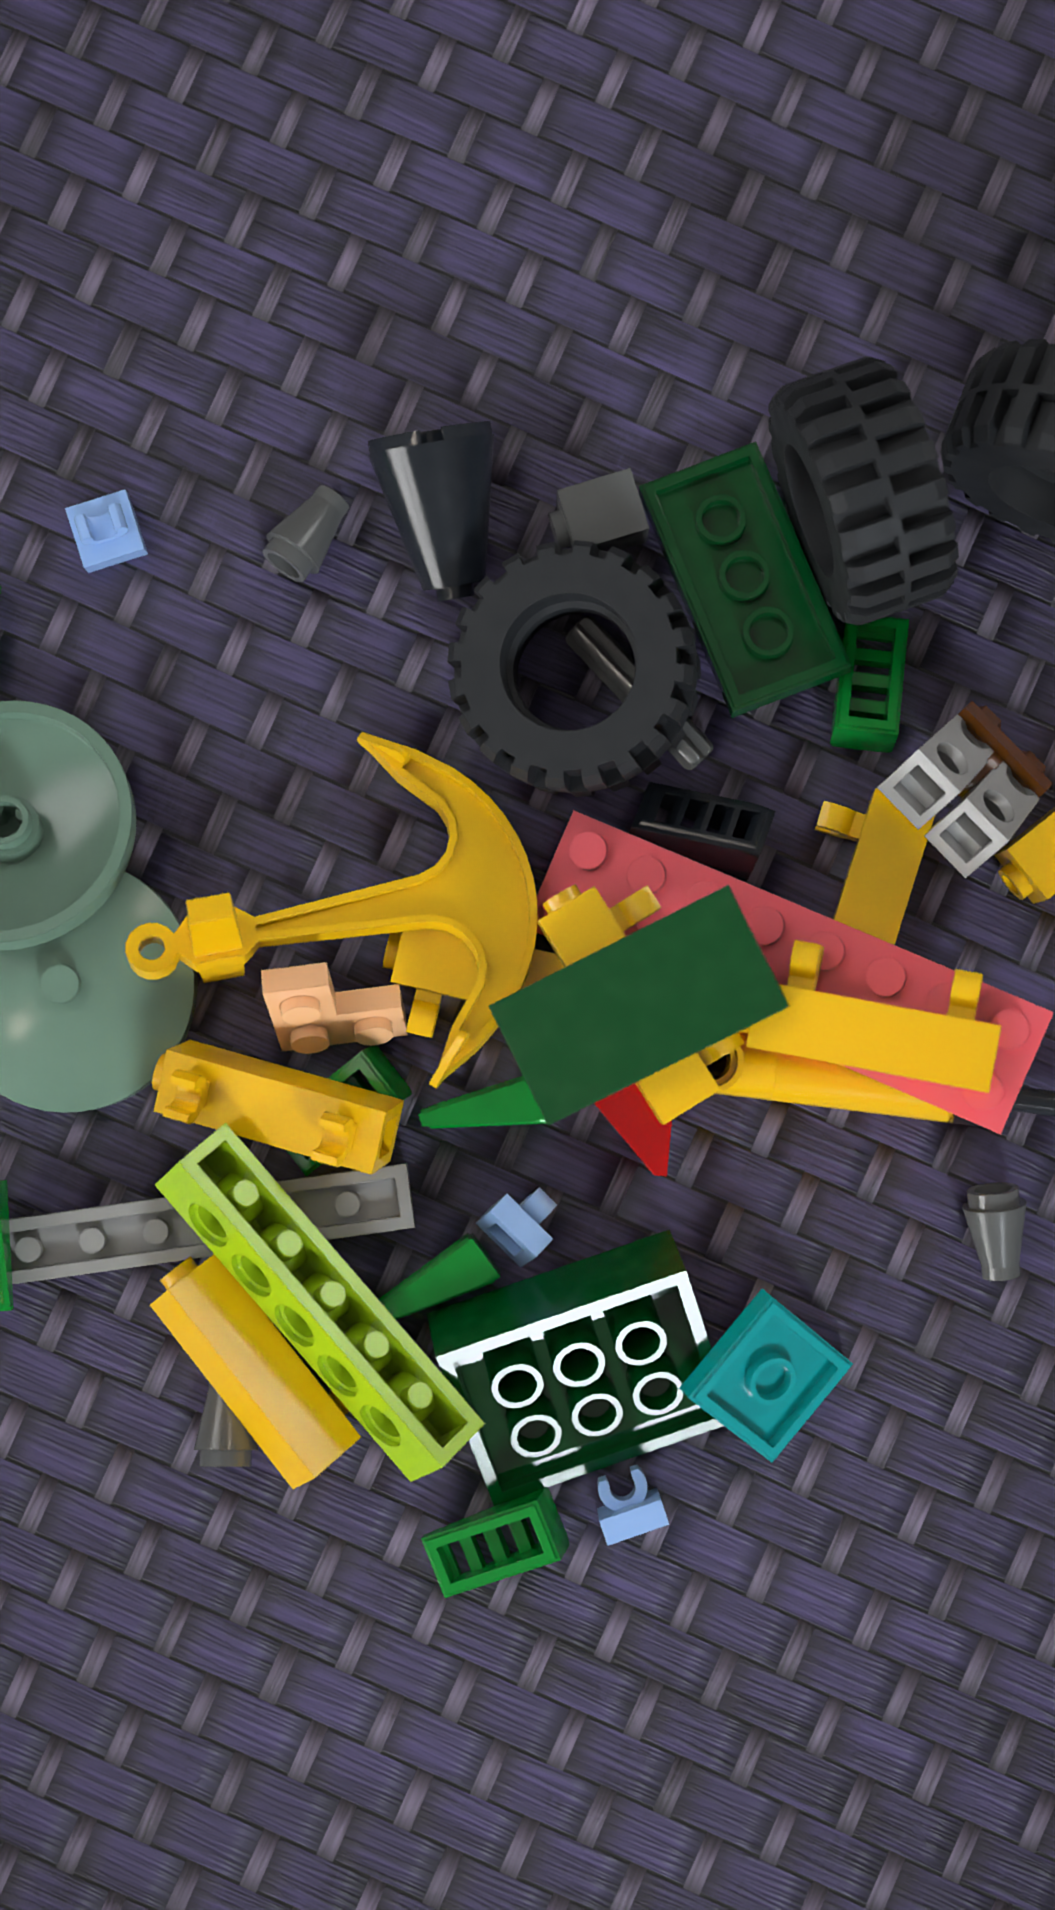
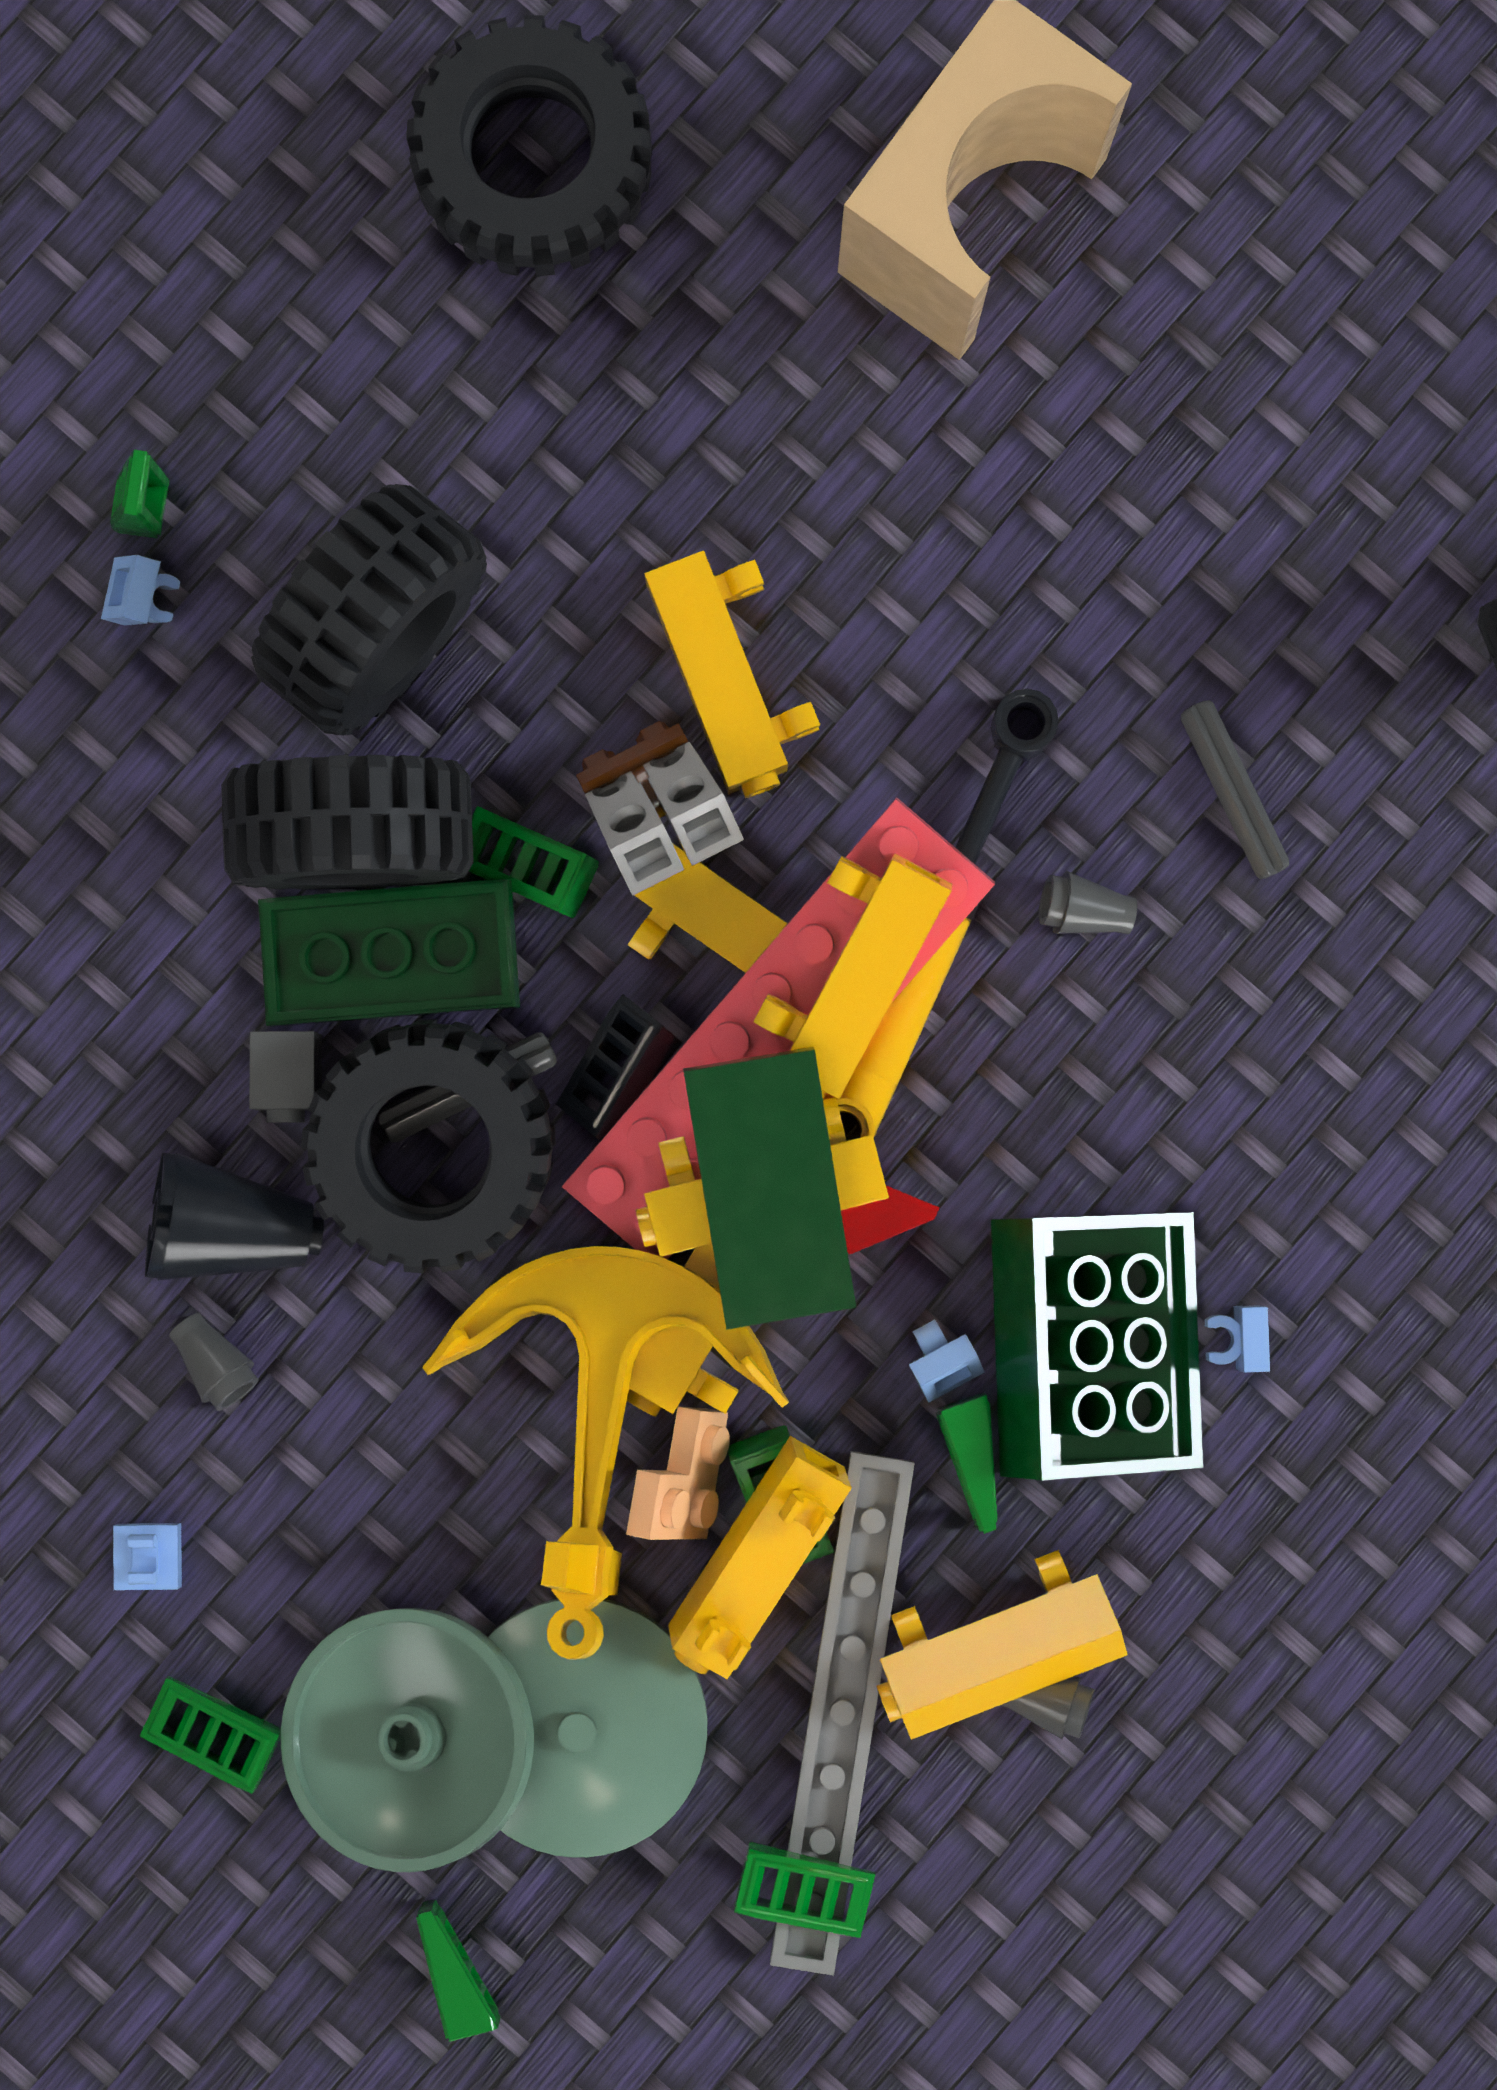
camera: 70 degrees left, 0 degrees up
(320, 1304) = (958, 1575): lime brick -> none
(492, 1106) = (822, 1348): green slope -> none
(545, 1521) = (1230, 1423): green slope -> none
(766, 1376) = (1157, 1170): teal tile -> none
(1011, 232) = (132, 591): none -> light blue tile

